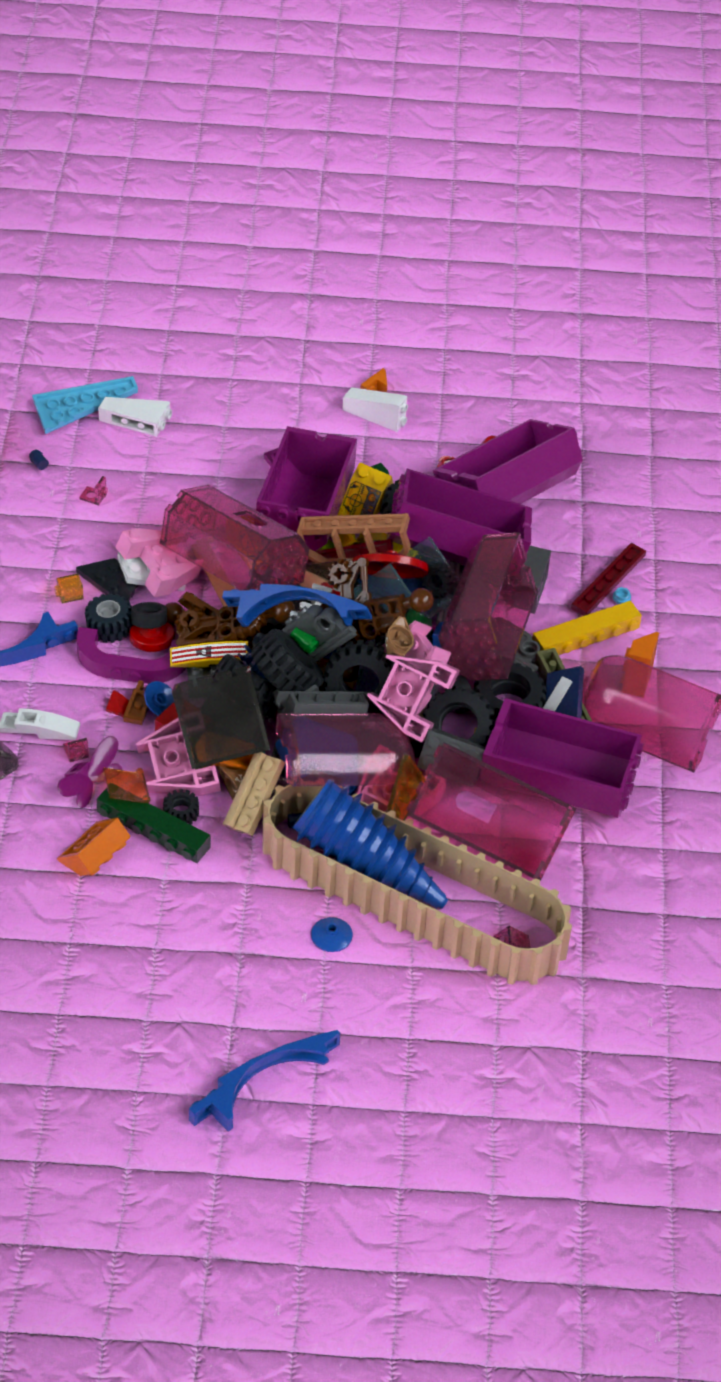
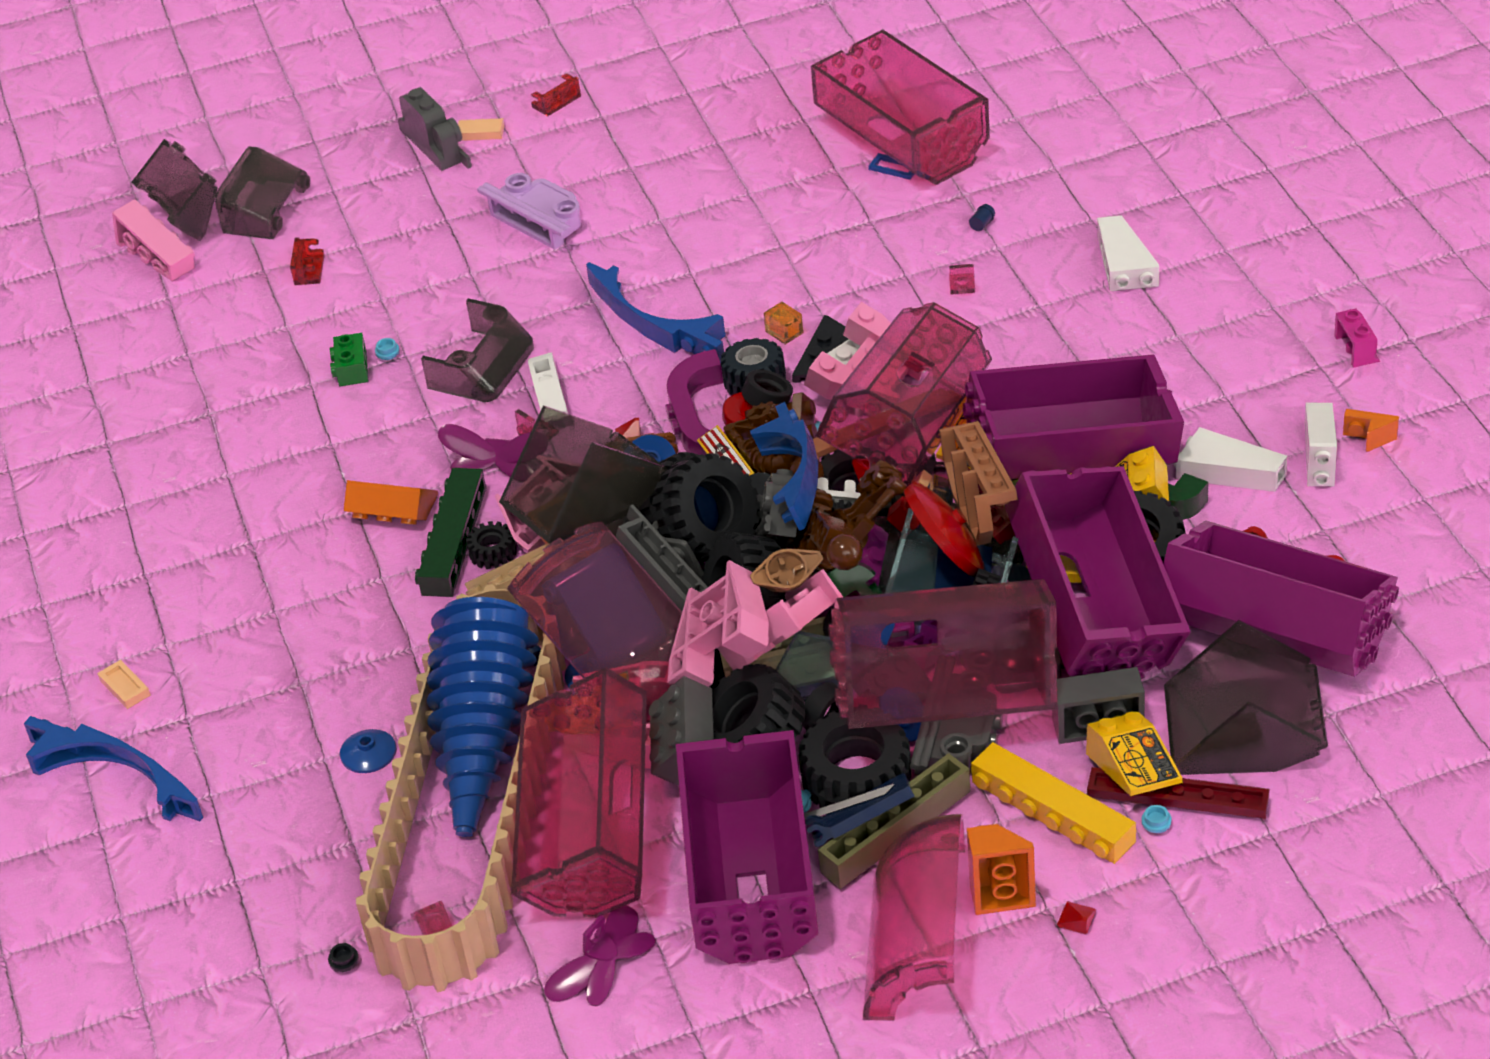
camera: 75 degrees right, 5 degrees down
(70, 404) = (1092, 197): medium azure wing -> none
(127, 785) = (481, 481): clear orange piece -> none
(175, 1053) = (123, 684): none -> light nougat tile
(296, 353) = (1363, 340): none -> dark pink window
(305, 641) = (752, 506): green cone -> none
(372, 444) = (1231, 462): none -> white slope
(516, 996) = (343, 957): none -> black plate
(573, 526) = (1244, 707): none -> clear smoke windscreen
(578, 581) = (1131, 753): none -> yellow slope
(597, 874) = (596, 967): none -> magenta piece
(673, 656) = (1076, 917): none -> red slope

